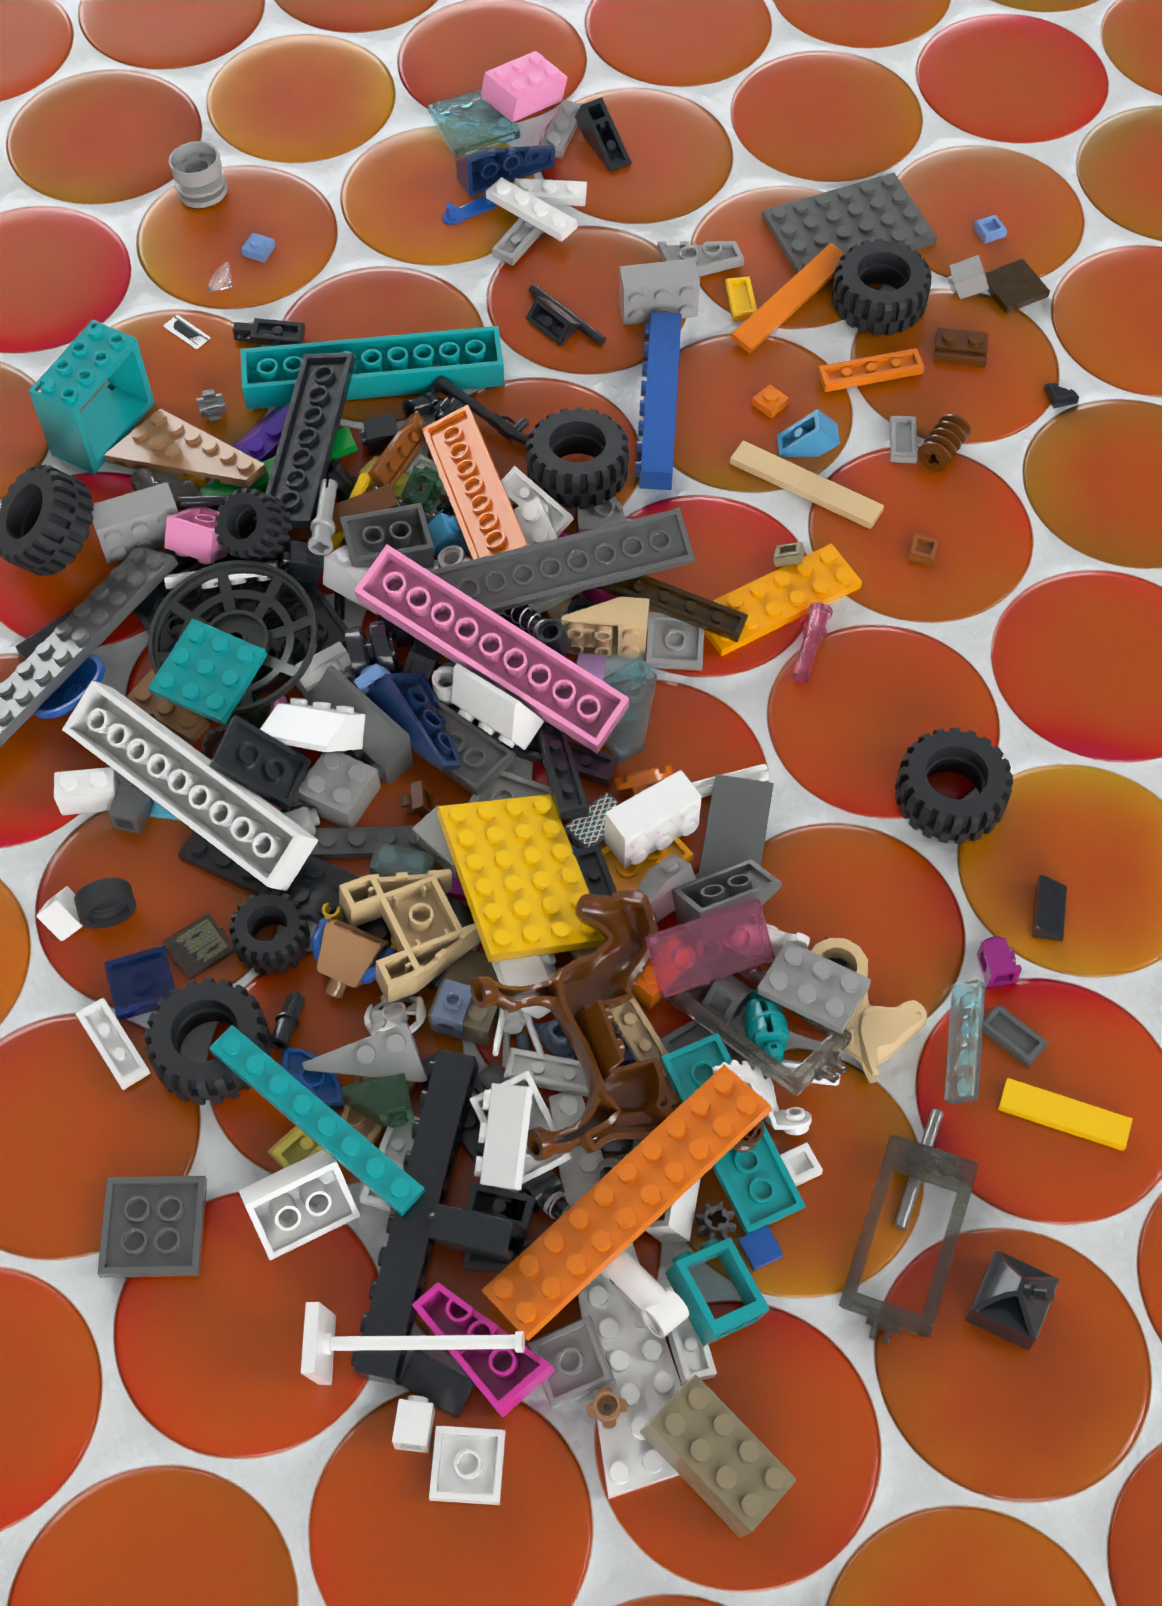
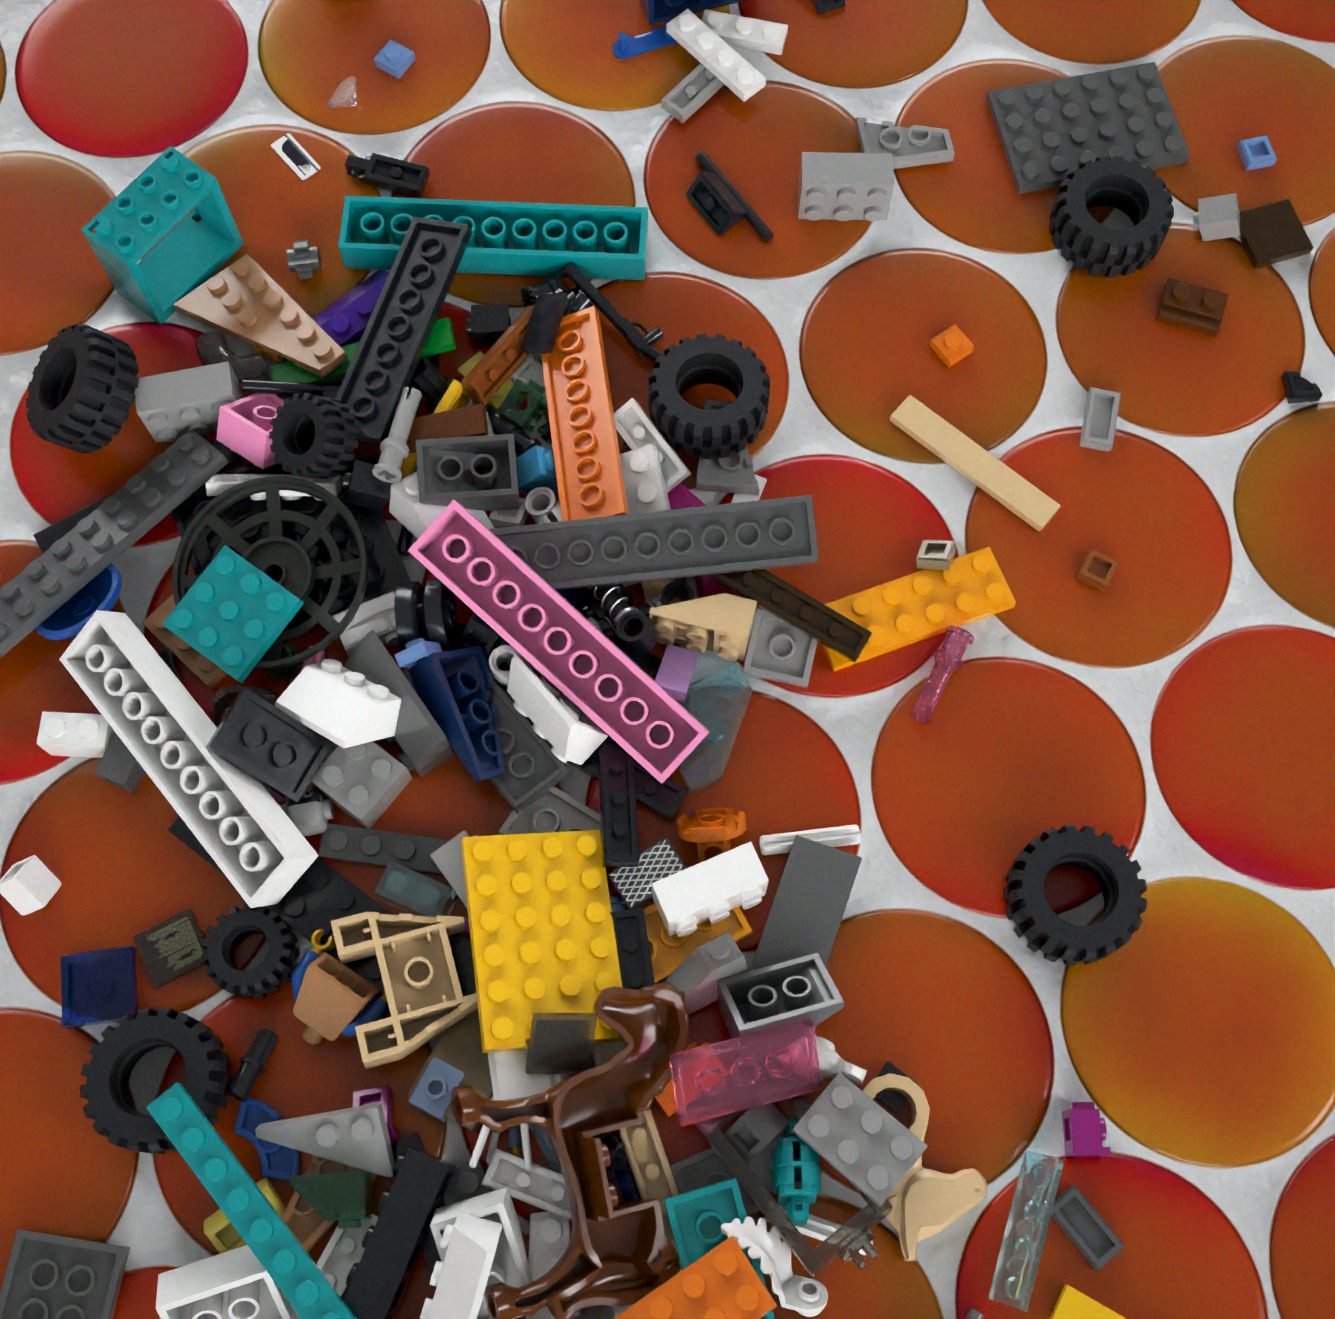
camera: 10 degrees right, 10 degrees up
(105, 903) = (71, 885): black tyre -> none
(113, 1043) = (53, 1058): white plate -> none
(389, 1015) = (372, 1084): white piece -> none
(419, 801) = (451, 809): reddish brown tile -> none
(428, 423) = (544, 323): none -> black tile
(551, 944) = (560, 1043): none -> clear smoke piece
(660, 401) = (822, 328): blue brick -> none
(740, 298) = (942, 205): yellow tile -> none
(788, 299) = (998, 214): orange tile -> none
(809, 437) = (988, 402): dark azure slope -> none
(870, 370) = (1078, 322): orange plate -> none
(943, 442) = (1147, 434): reddish brown piece -> none
(1049, 909) = (1158, 1070): black slope -> none

